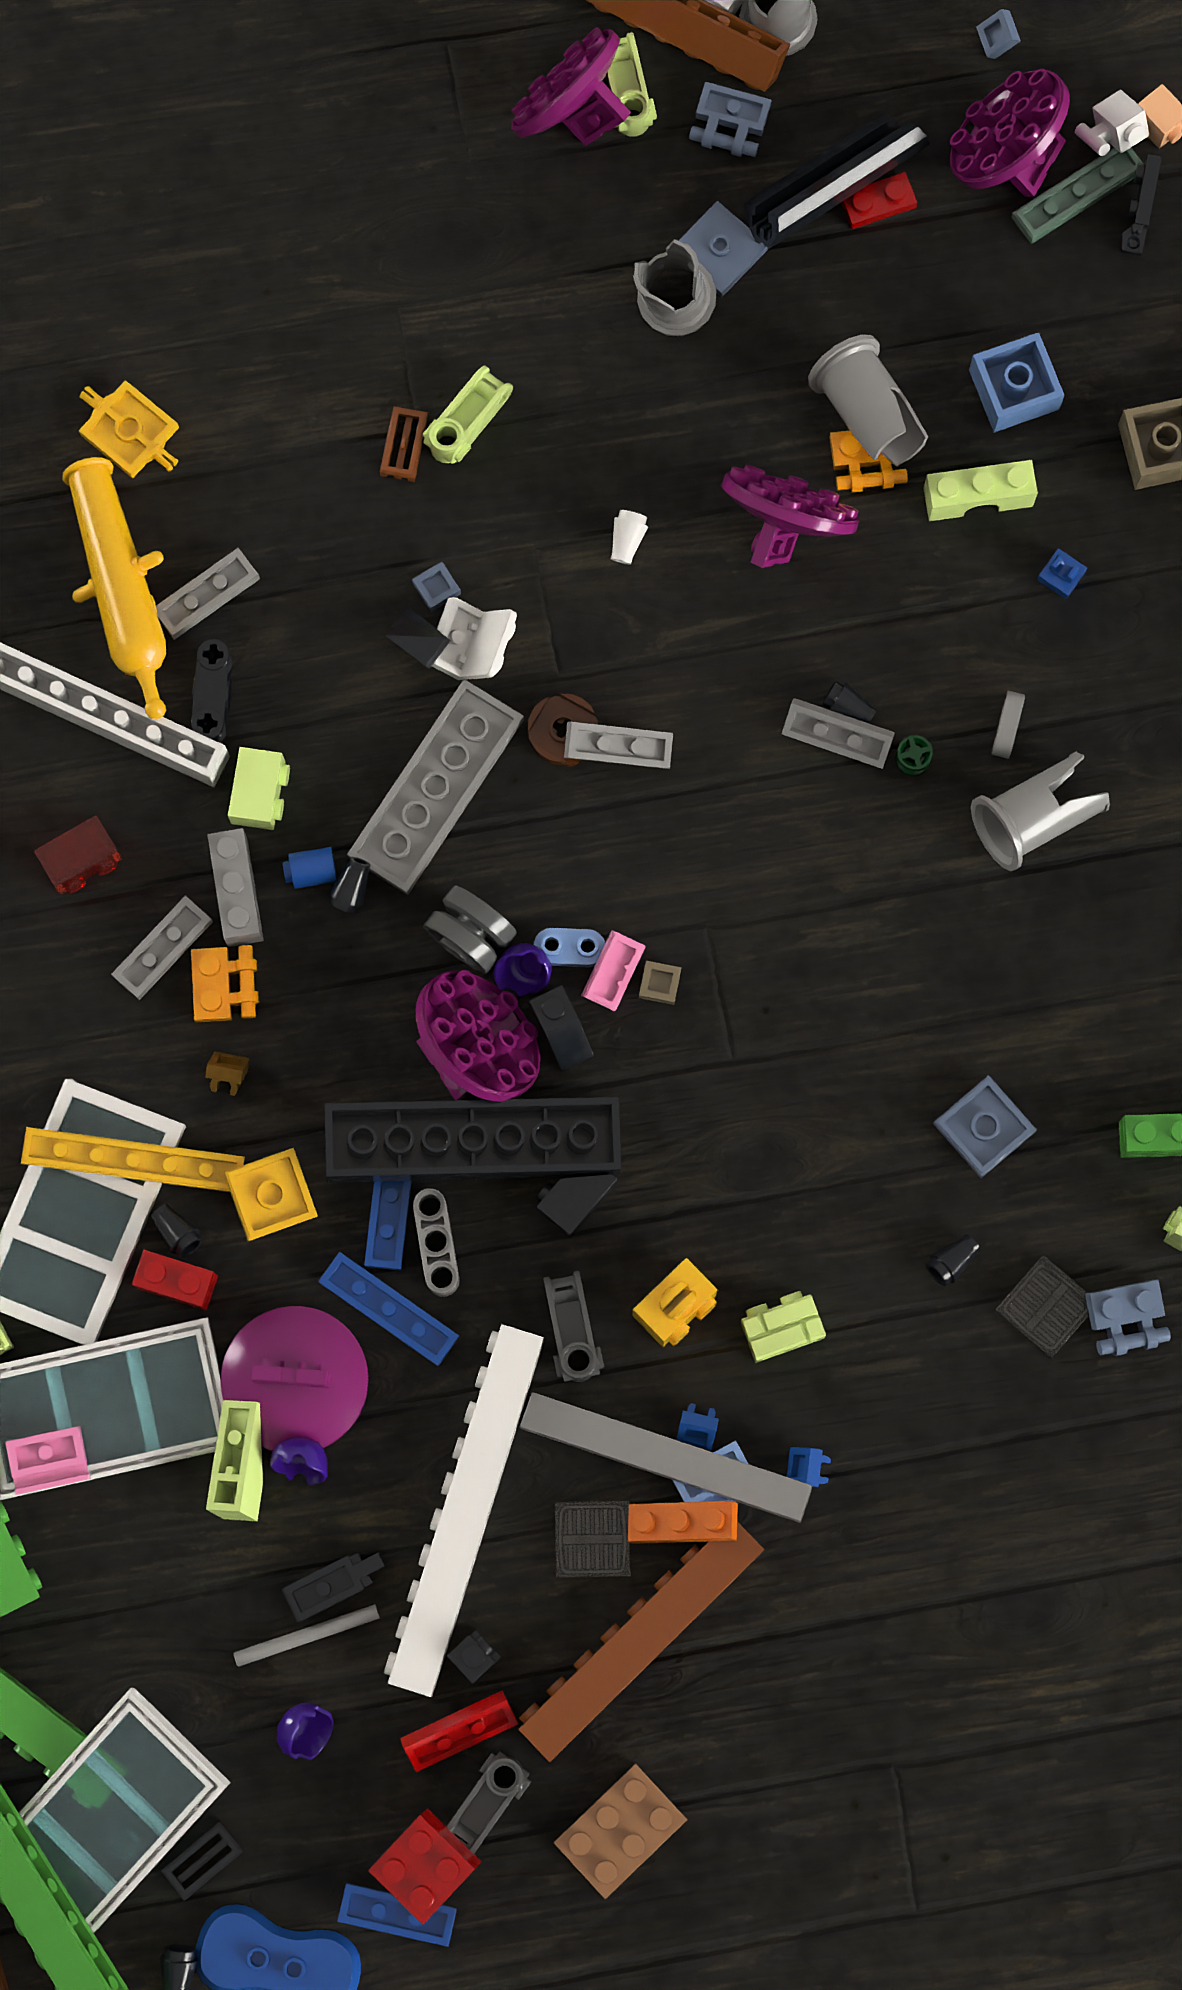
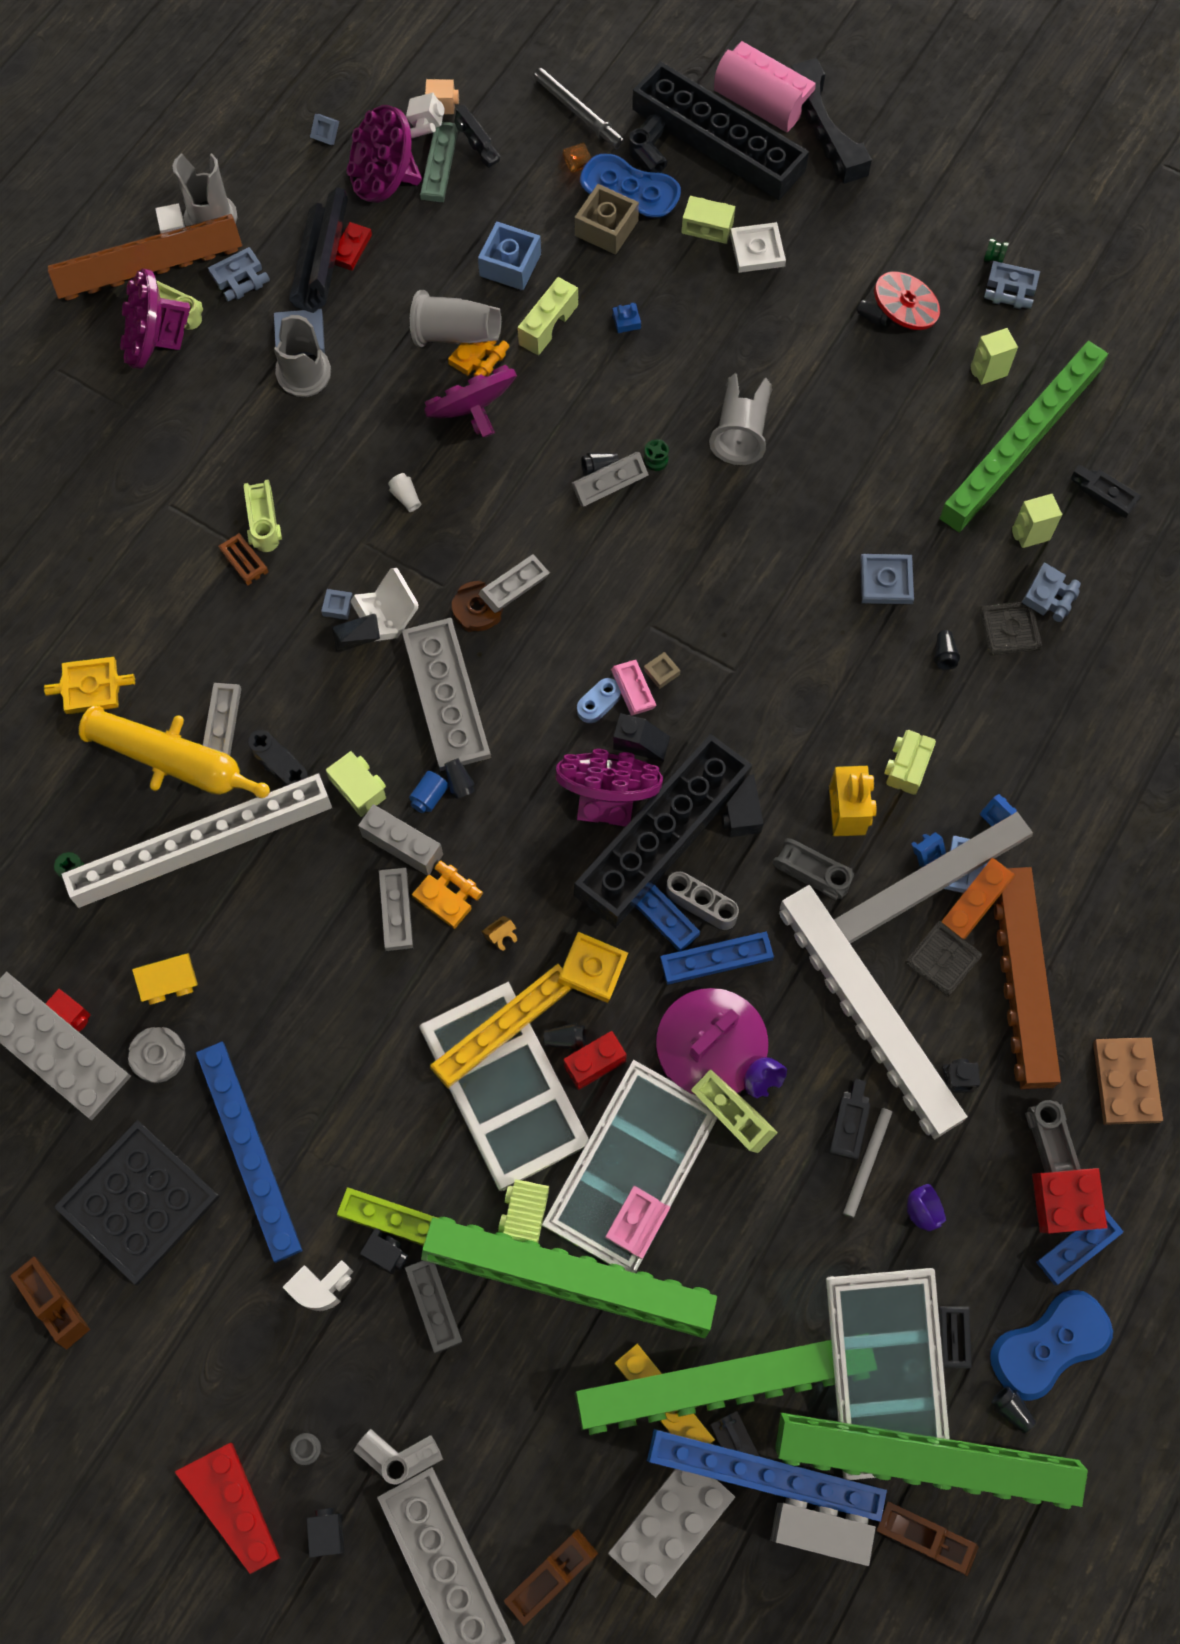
camera: 50 degrees left, 10 degrees down
(78, 856) = (299, 909): clear red brick -> none
(459, 1731) = (997, 1120): red plate -> none
(470, 929) = (544, 734): dark grey wheel -> none
(523, 969) = (590, 729): dark purple hair -> none
(1008, 724) = (682, 400): light grey beam -> none

